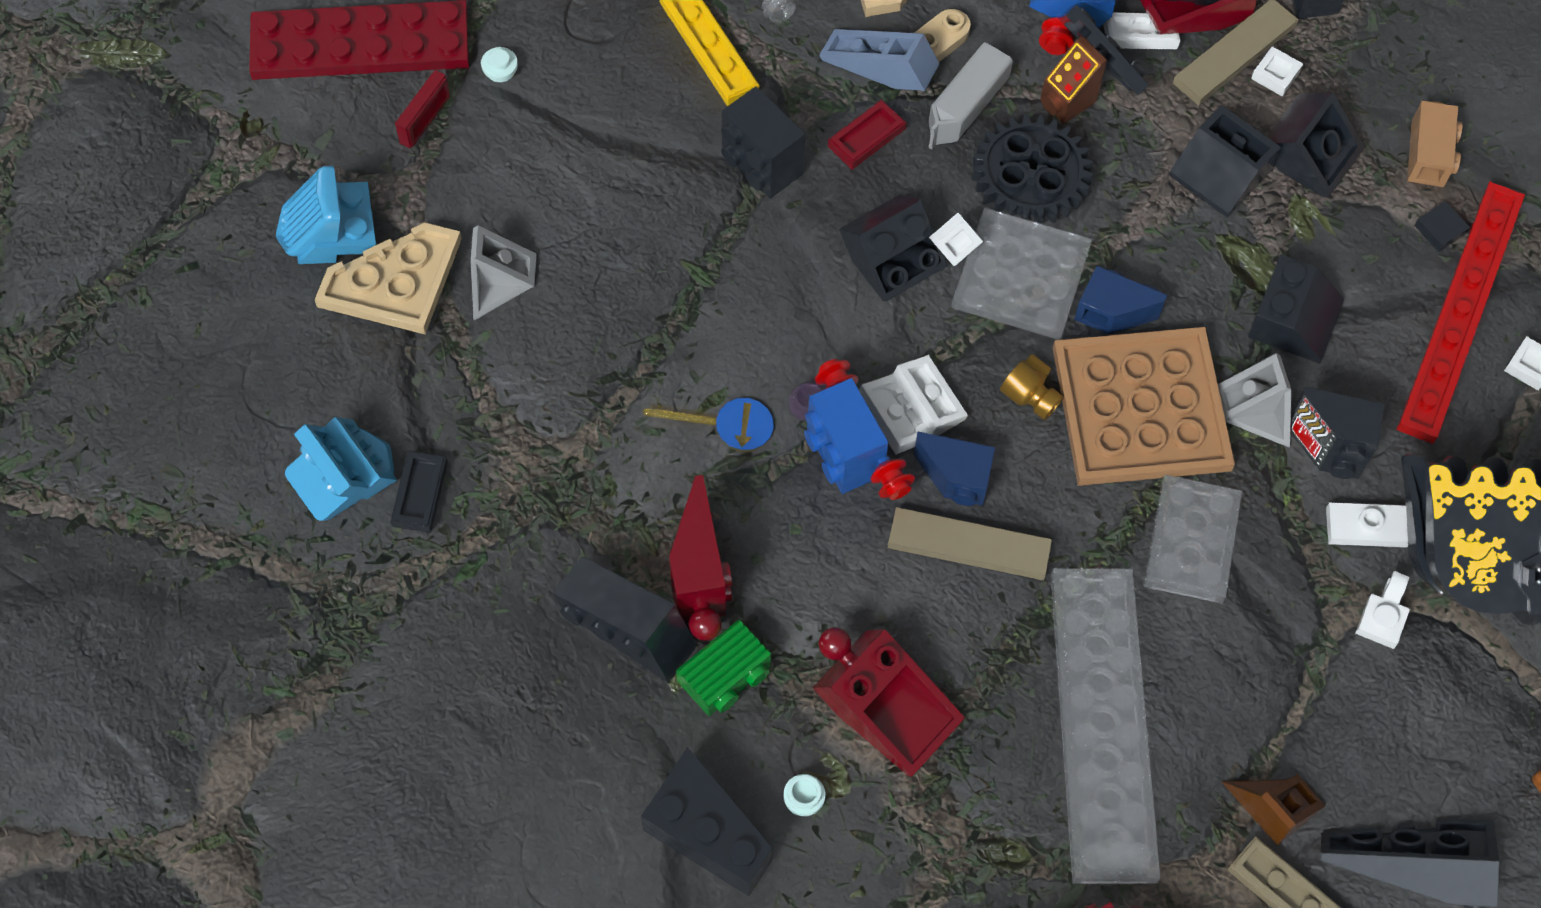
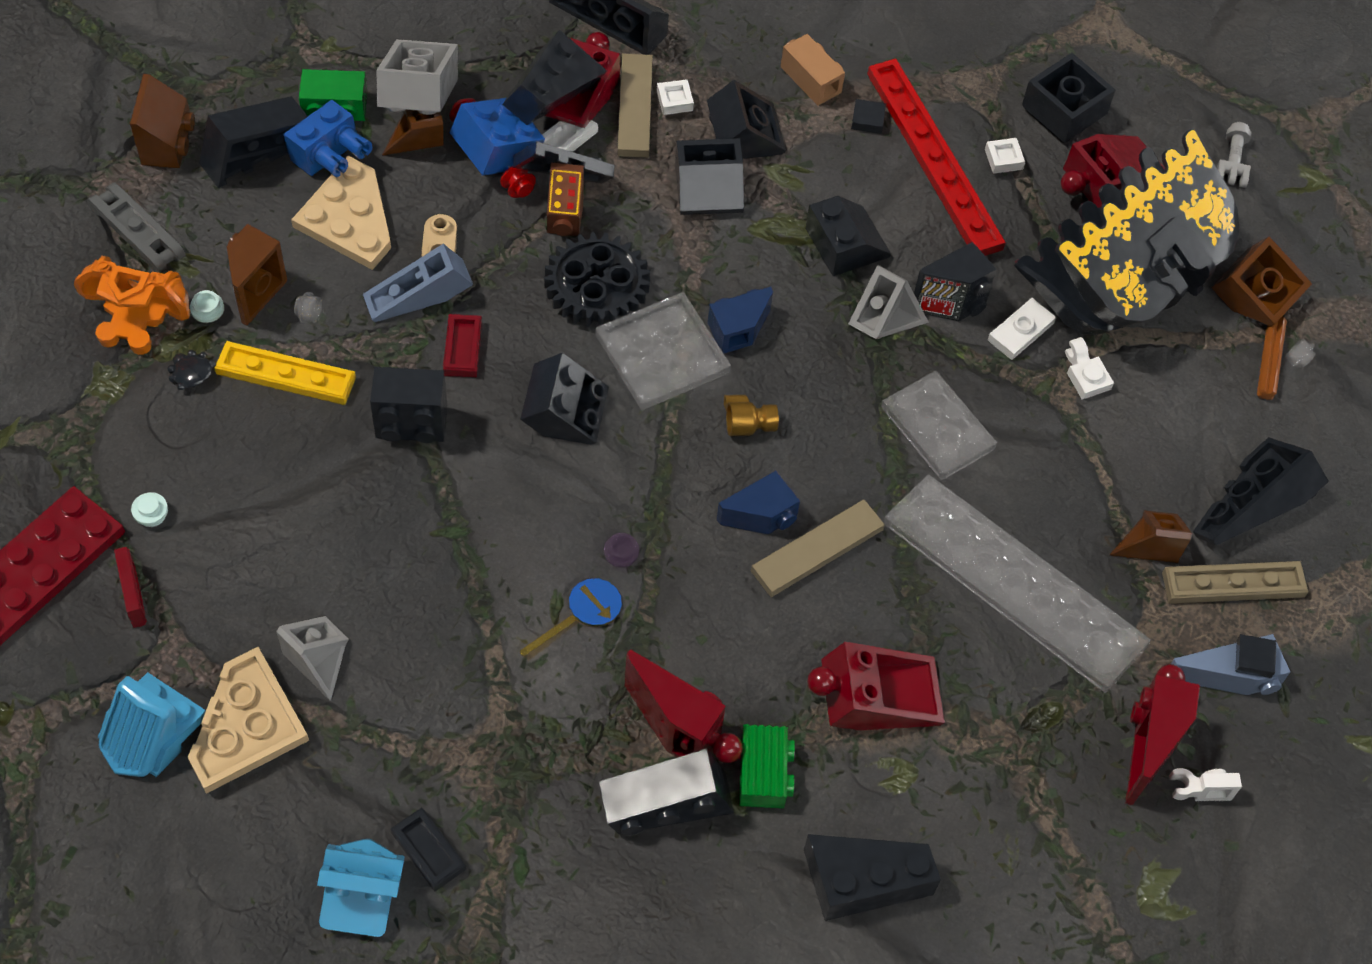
camera: 50 degrees left, 5 degrees down
(804, 795) = (898, 797): light aqua plate -> none
(850, 436) = (680, 543): blue brick -> none
(911, 402) = (686, 493): white slope -> none
(956, 239) = (604, 361): white plate -> none
(968, 94) = (503, 264): light grey piece -> none
(1142, 406) = (824, 370): medium nougat plate -> none

